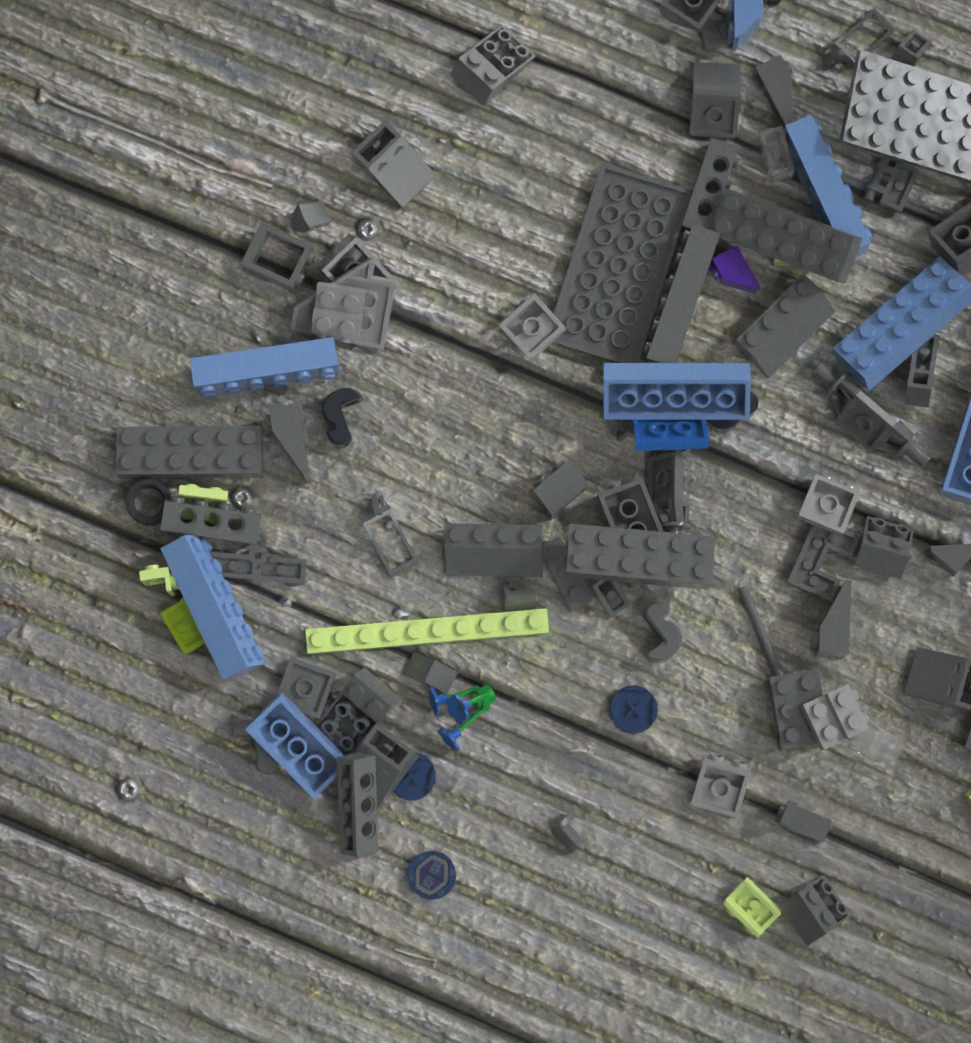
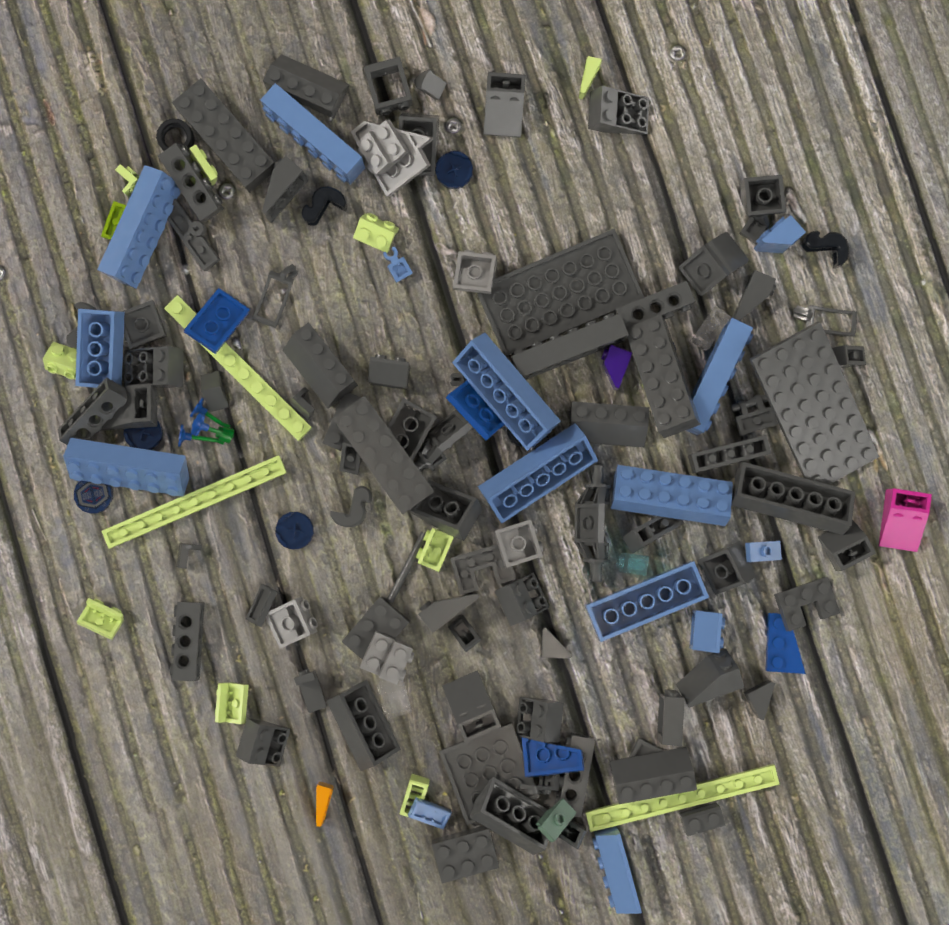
camera: 50 degrees right, 5 degrees up
(208, 333) = (307, 85): none -> dark grey slope
(276, 793) = (61, 360): none -> yellowish green bracket
(366, 610) = (217, 320): none -> blue plate
(409, 388) = (375, 232): none -> yellowish green bracket
(412, 264) = (454, 170): none -> dark blue tile
(430, 58) = (591, 68): none -> yellowish green slope
(437, 814) = (126, 467): none -> medium blue brick
(463, 395) = (398, 268): none -> medium blue plate
(523, 782) = (194, 502): none -> yellowish green plate
(561, 967) = (101, 618): none -> yellowish green bracket
(680, 800) = (261, 605): none -> dark grey tile
(687, 921) = (178, 670): none -> dark grey brick
(743, 543) = (449, 510): none -> dark grey slope
(766, 589) = (435, 549): none -> yellowish green bracket
(777, 429) = (538, 473): none -> medium blue brick
(872, 628) = (464, 633): none -> dark grey slope
(879, 799) = (363, 725): none -> dark grey slope
(910, 238) = (729, 454): none -> dark grey brick
(917, 895) = (323, 797): none -> light orange slope
(939, 413) = (633, 563): none -> clear light blue brick

